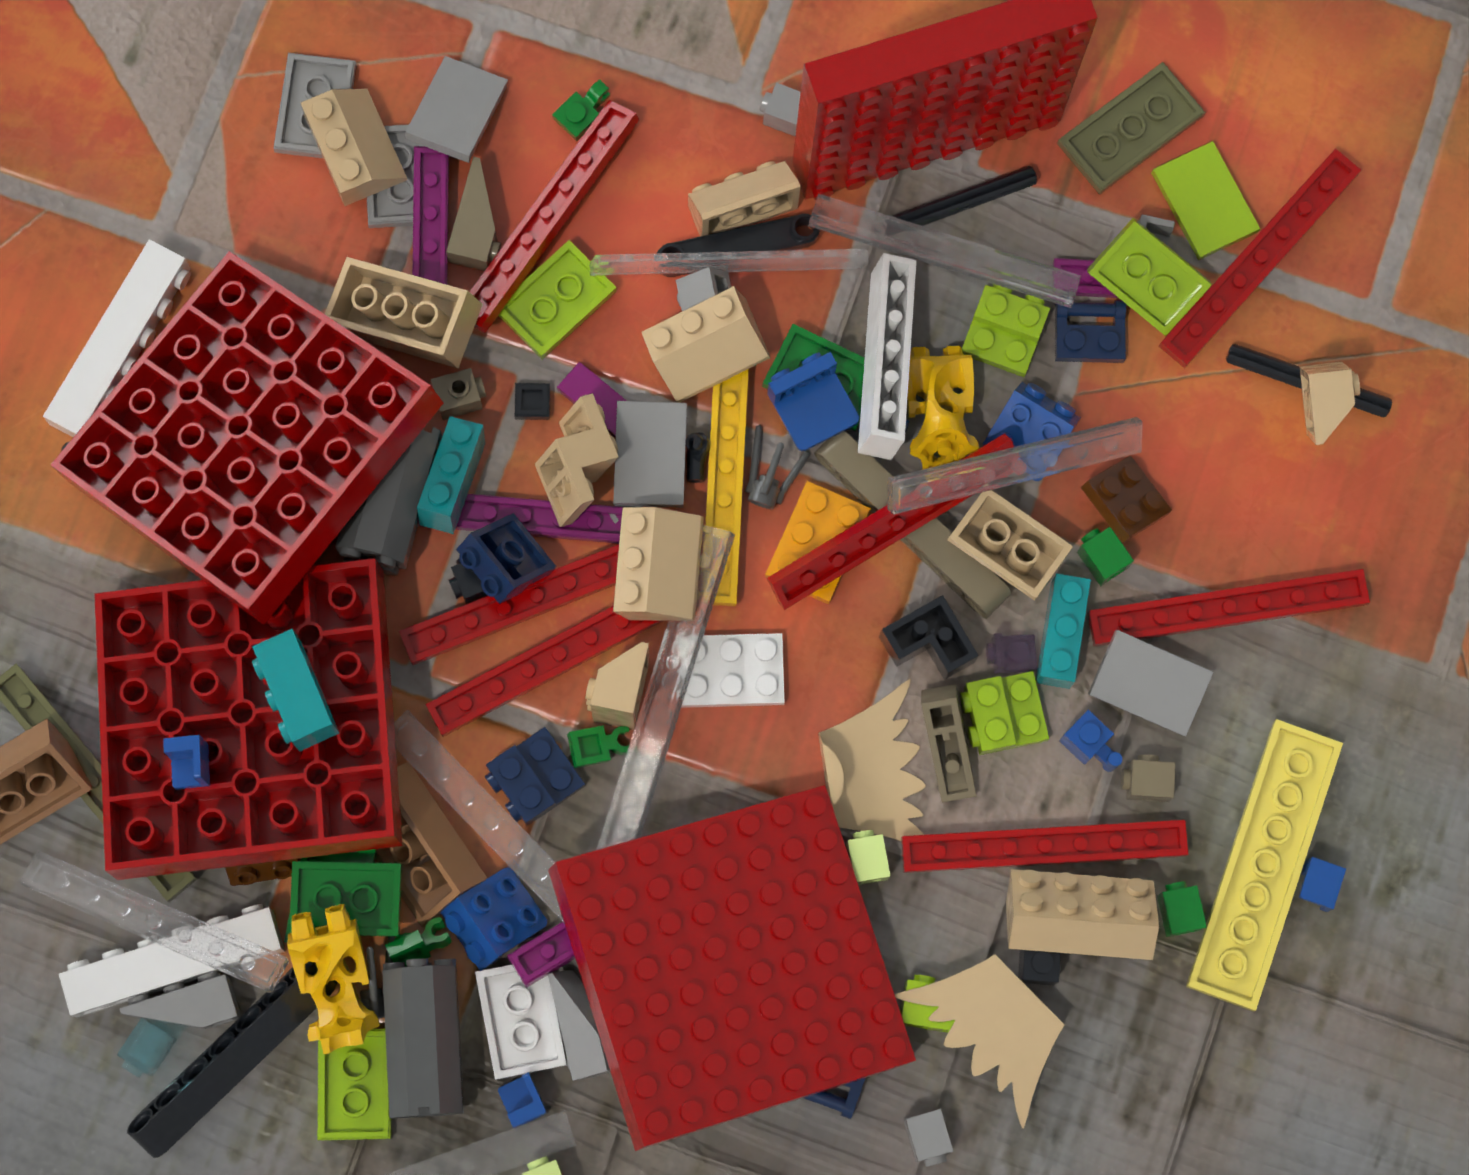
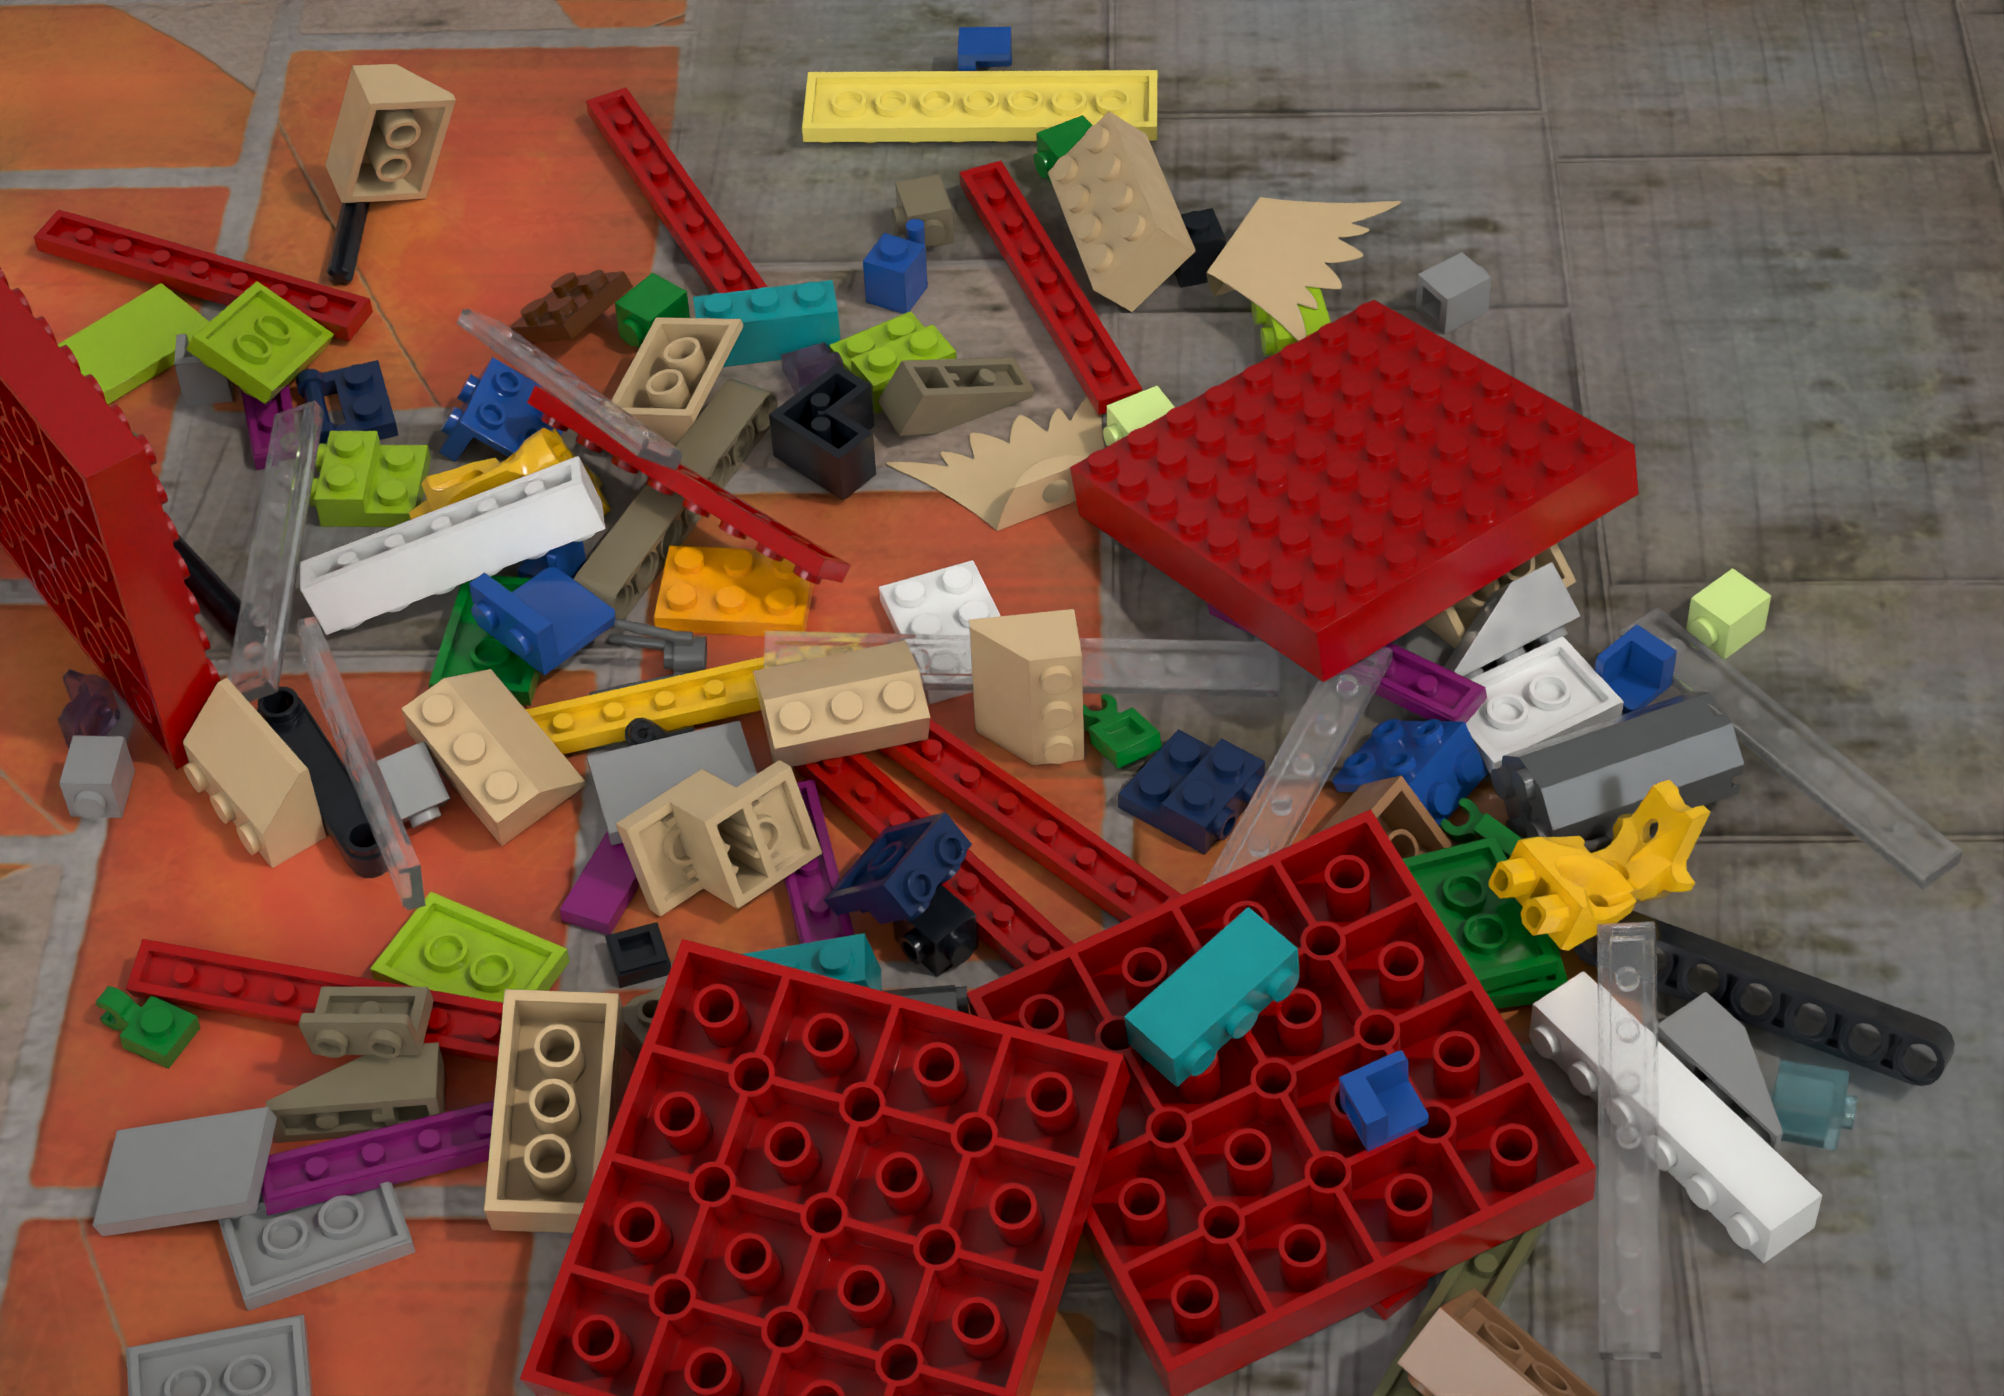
camera: 100 degrees left, 30 degrees down
(353, 143) = (286, 1290): tan slope -> none
(354, 1091) = (1735, 863): lime tile -> none
(507, 222) = (368, 1021): none -> dark tan bracket
(1150, 683) = (801, 237): light grey tile -> none

